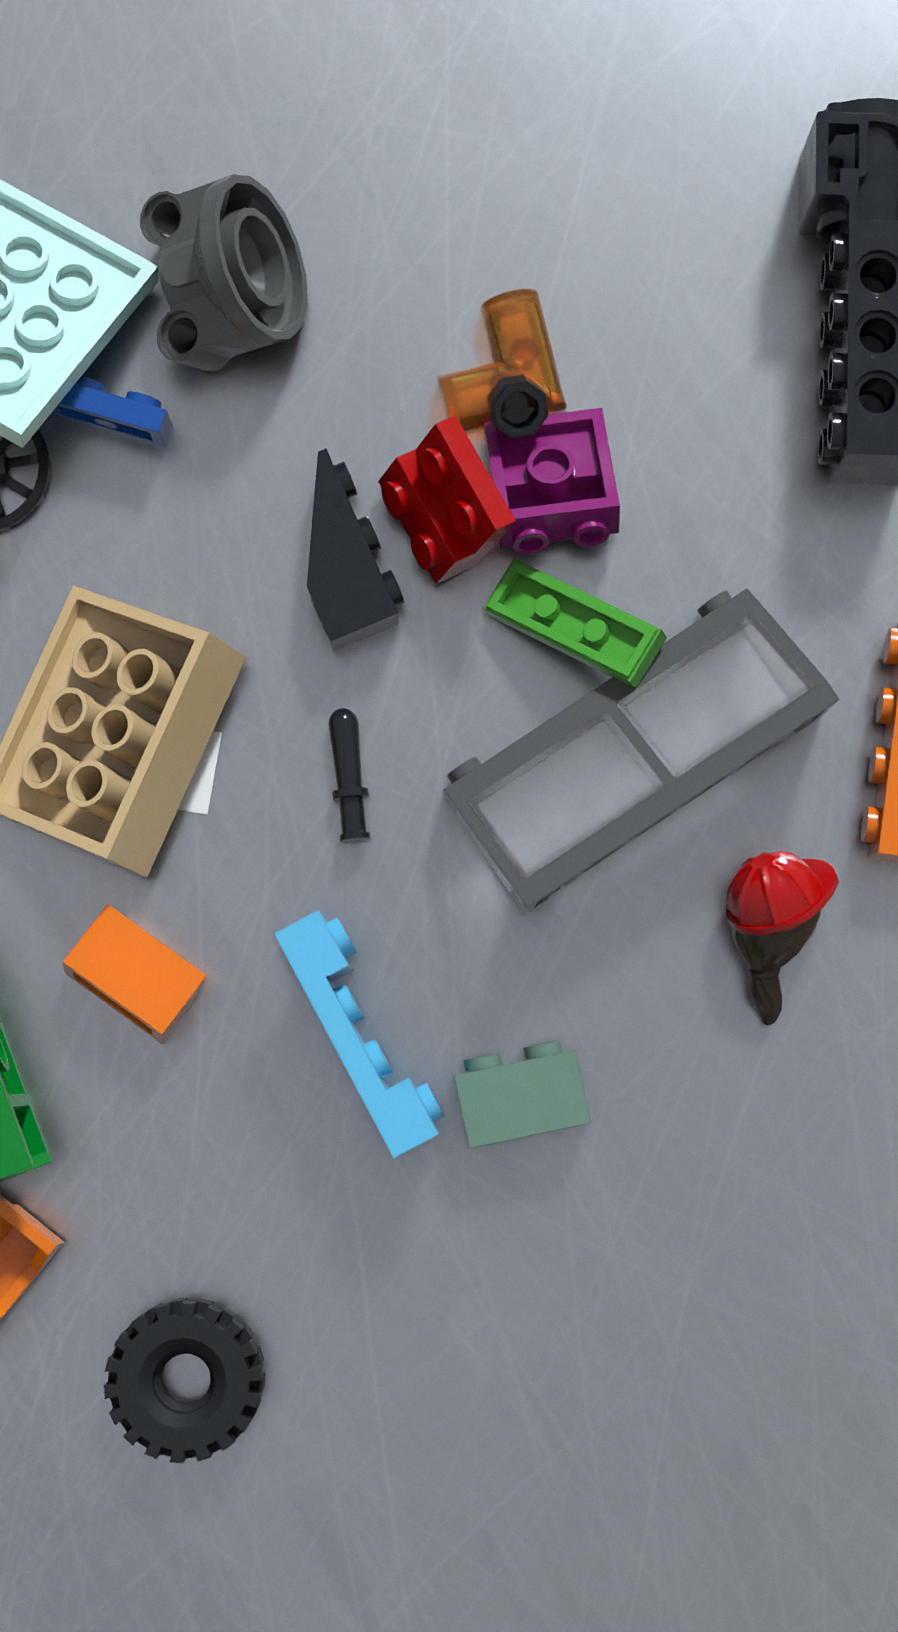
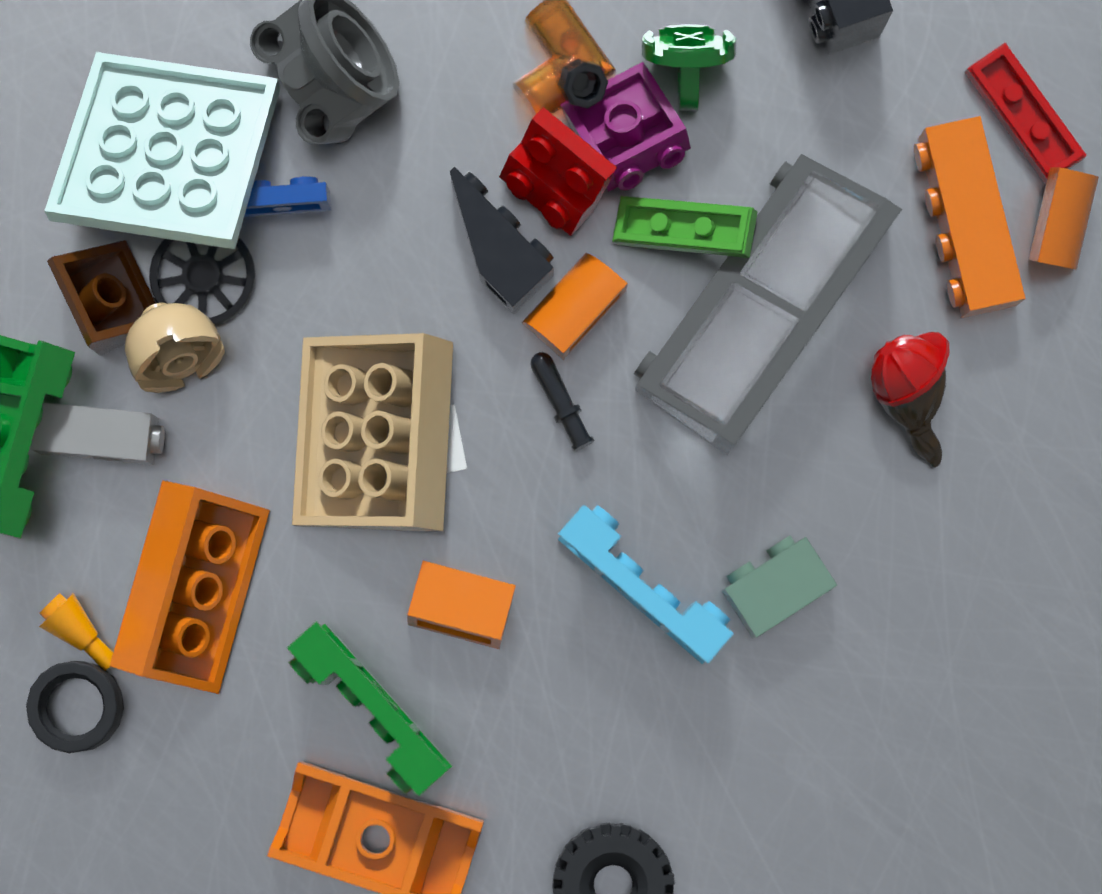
camera: 20 degrees left, 0 degrees up
(410, 668) = (575, 304): none -> orange brick
(660, 413) = (688, 49): none -> green tile

